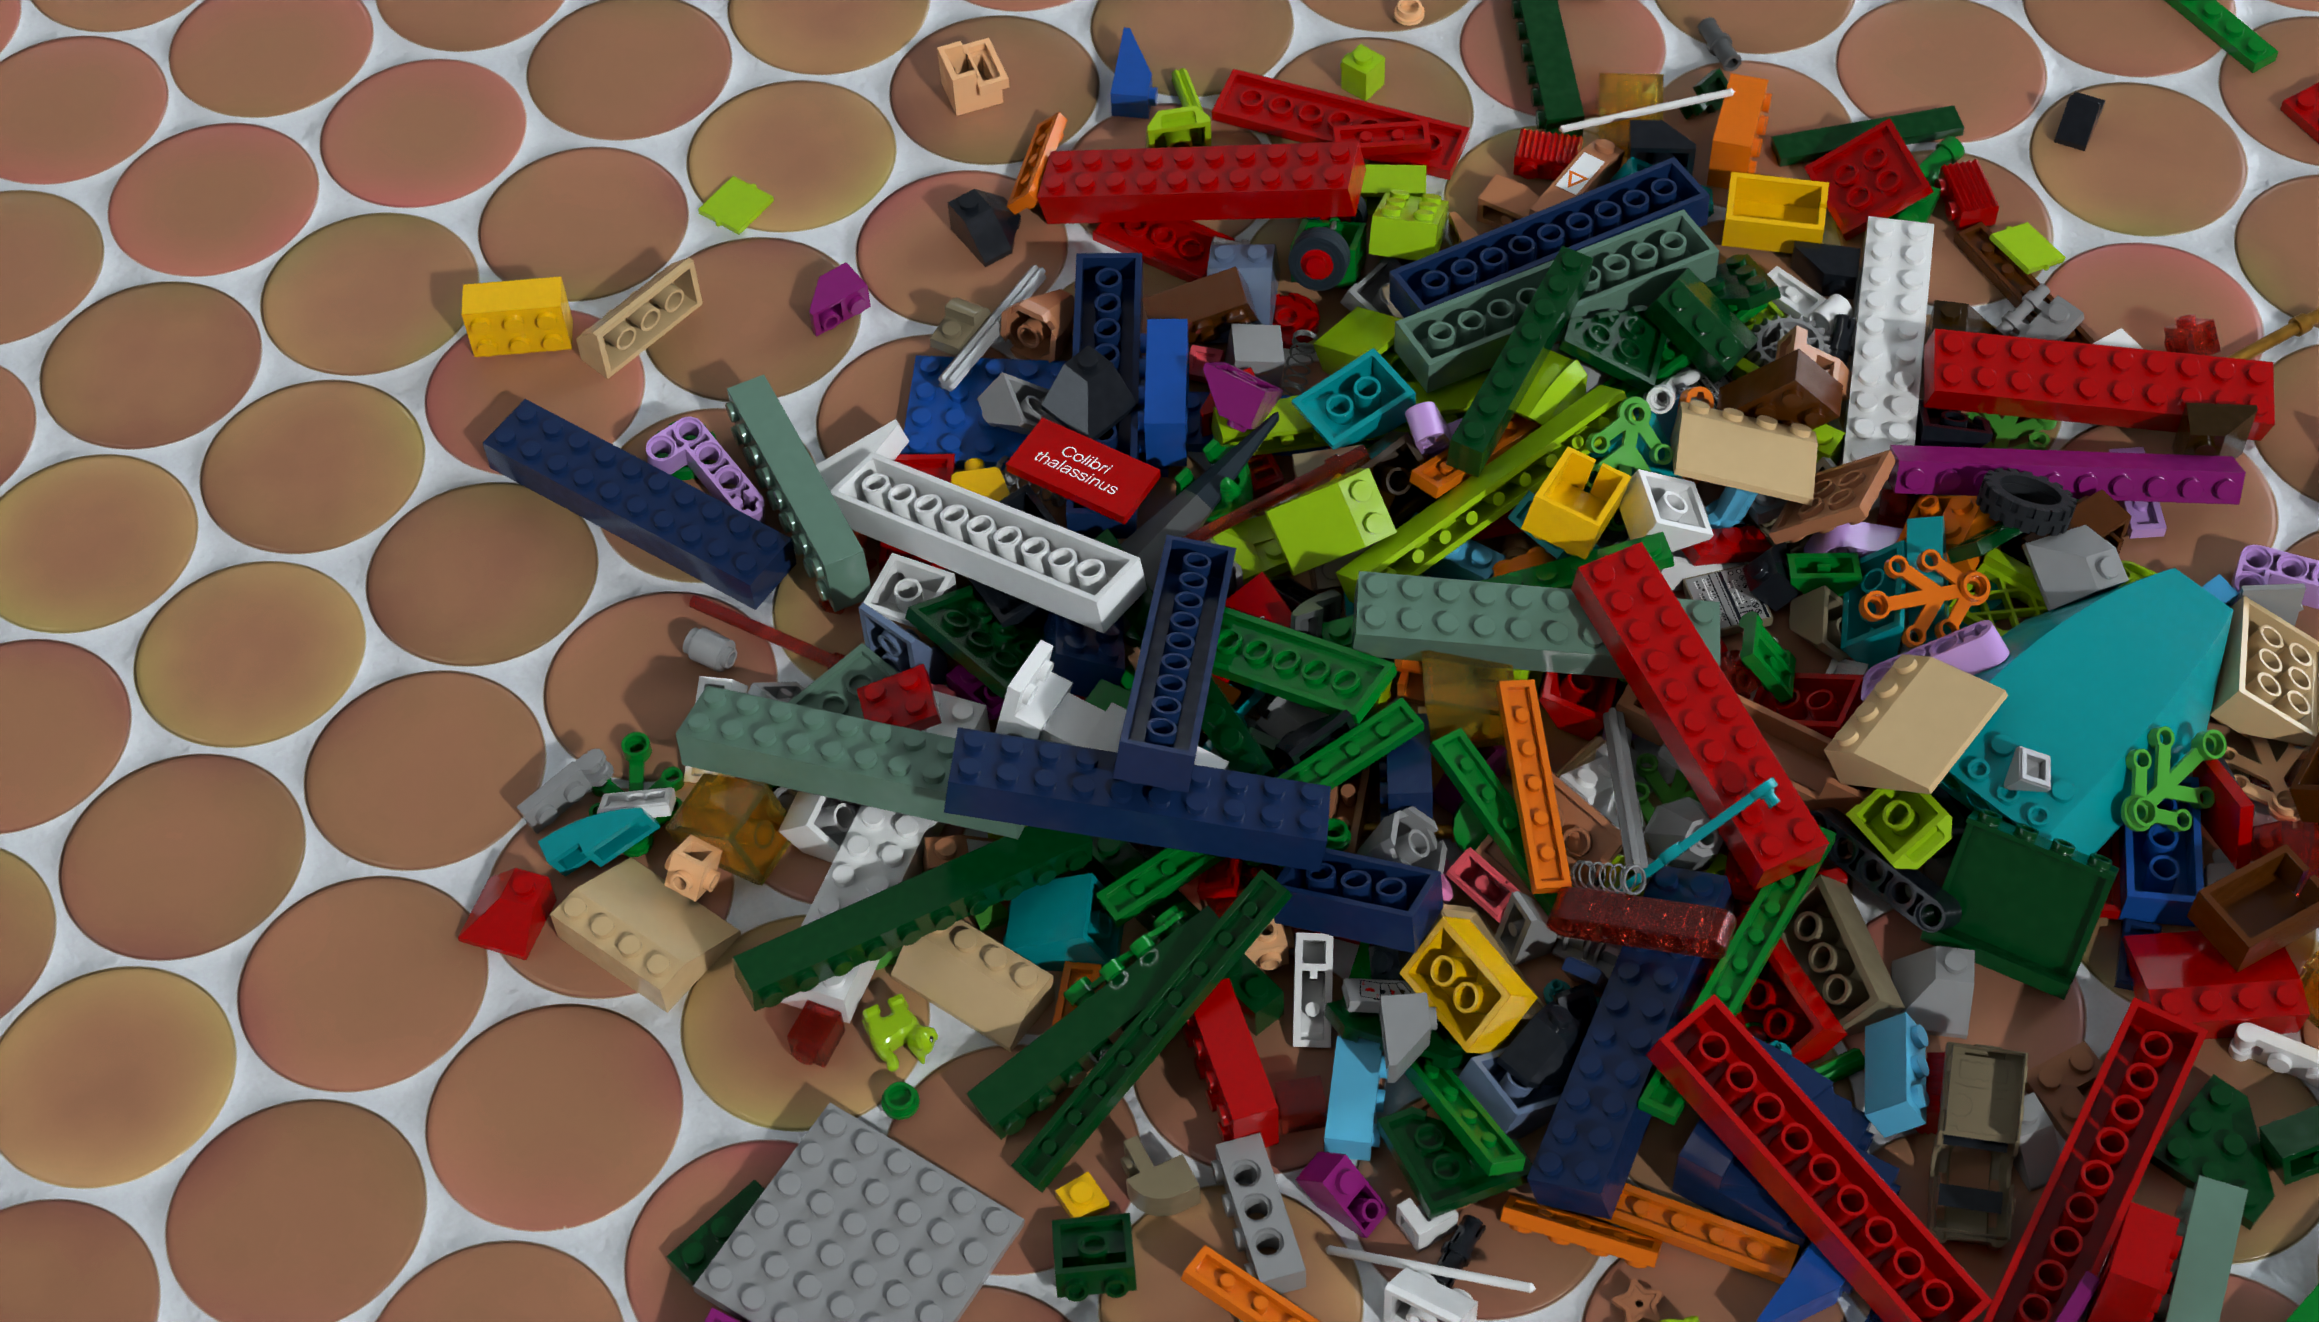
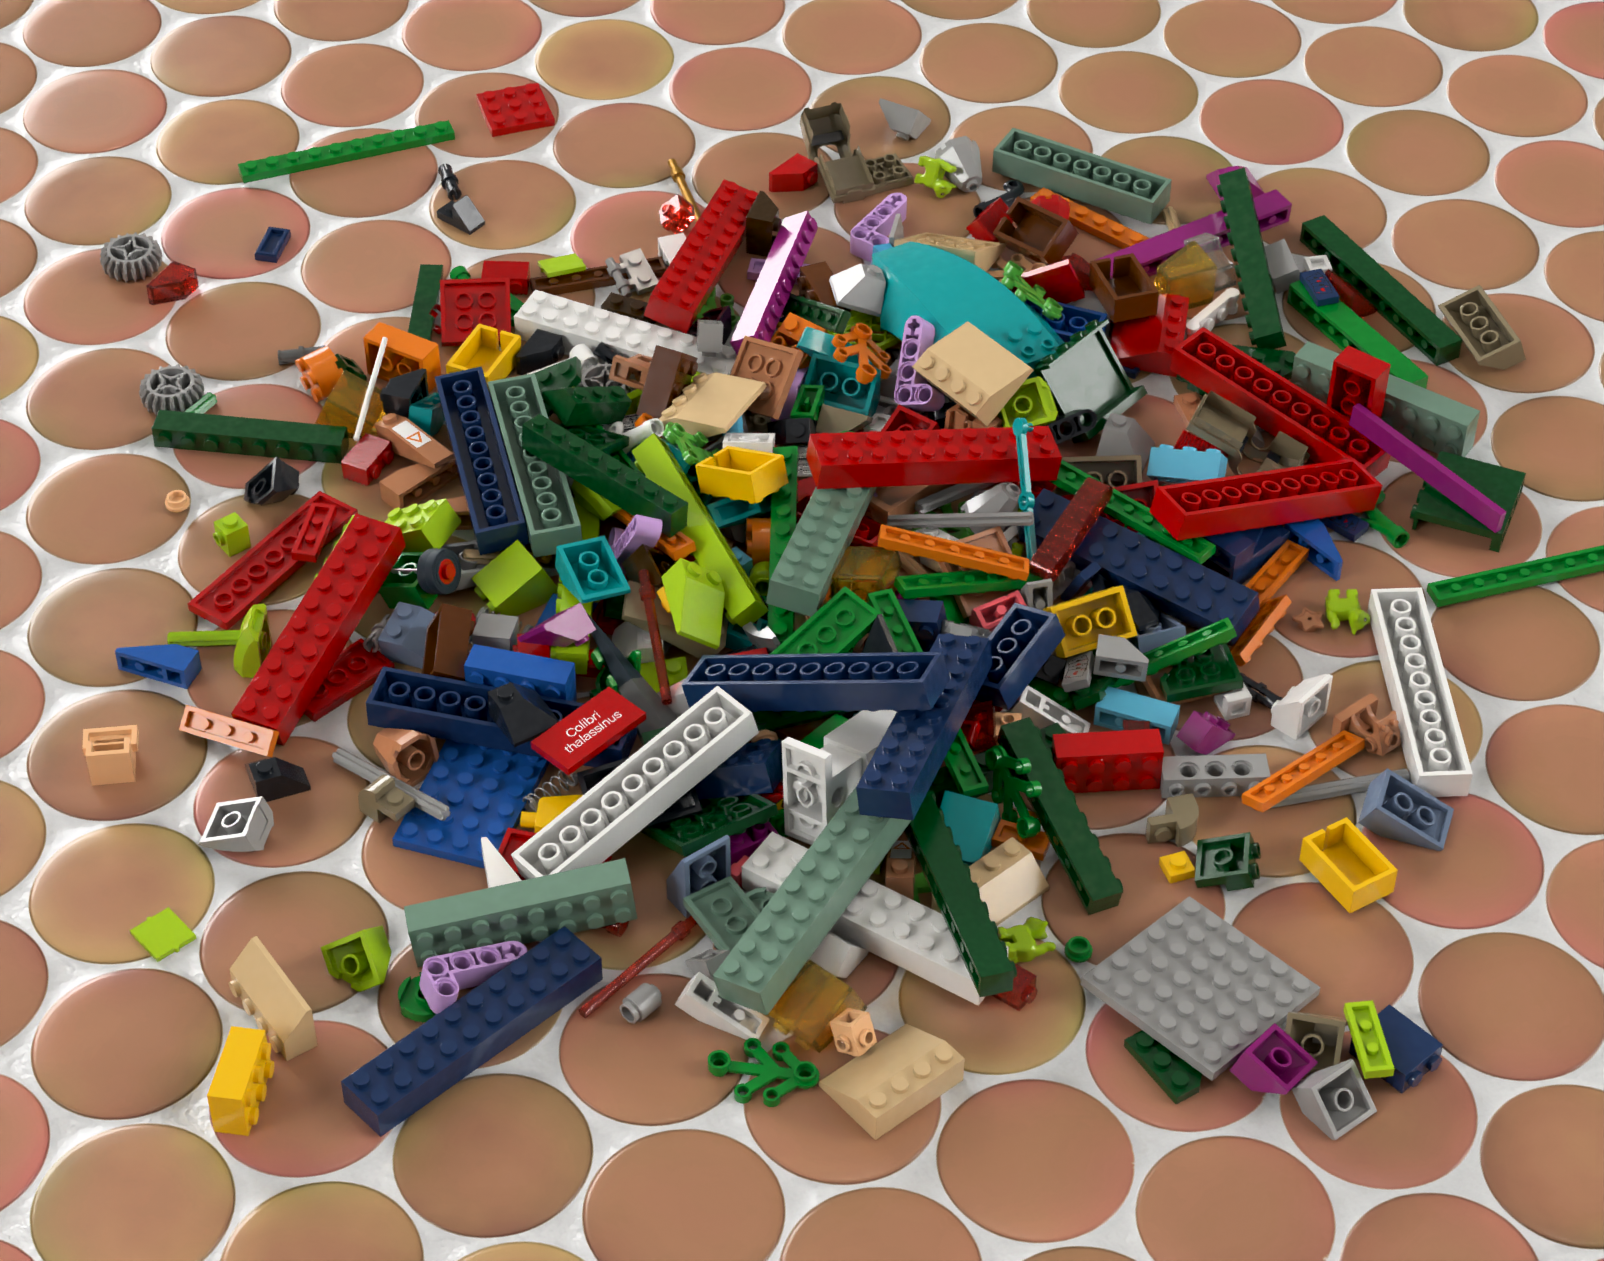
camera: 80 degrees left, 10 degrees down
(510, 913) = (850, 1161): red slope -> none
(565, 789) = (751, 1106): light grey hinge -> none
(596, 838) = (809, 1089): teal slope -> none
(654, 801) = (783, 1060): white plate -> none
(724, 369) = (359, 958): none -> lime slope
(837, 298) = (309, 876): magenta slope -> none
(892, 216) = (239, 825): none -> light grey slope
(901, 700) = (758, 873): red plate -> none
(907, 583) = (648, 863): white slope -> none
(1013, 404) = (492, 775): light grey slope -> none
(1151, 1030) = (1084, 781): dark green plate -> none
(1430, 1268) = (1272, 700): white axle -> none
(1461, 85) = (272, 483): none -> black slope
(1592, 877) = (1049, 521): light grey piece -> none
(1680, 61) = (319, 372): none -> orange brick
(1898, 419) = (709, 337): none -> light grey slope
(2026, 502) = (809, 291): black tyre -> none
(2029, 771) = (1022, 334): light grey slope -> none
(2146, 89) = (449, 182): none -> black pin

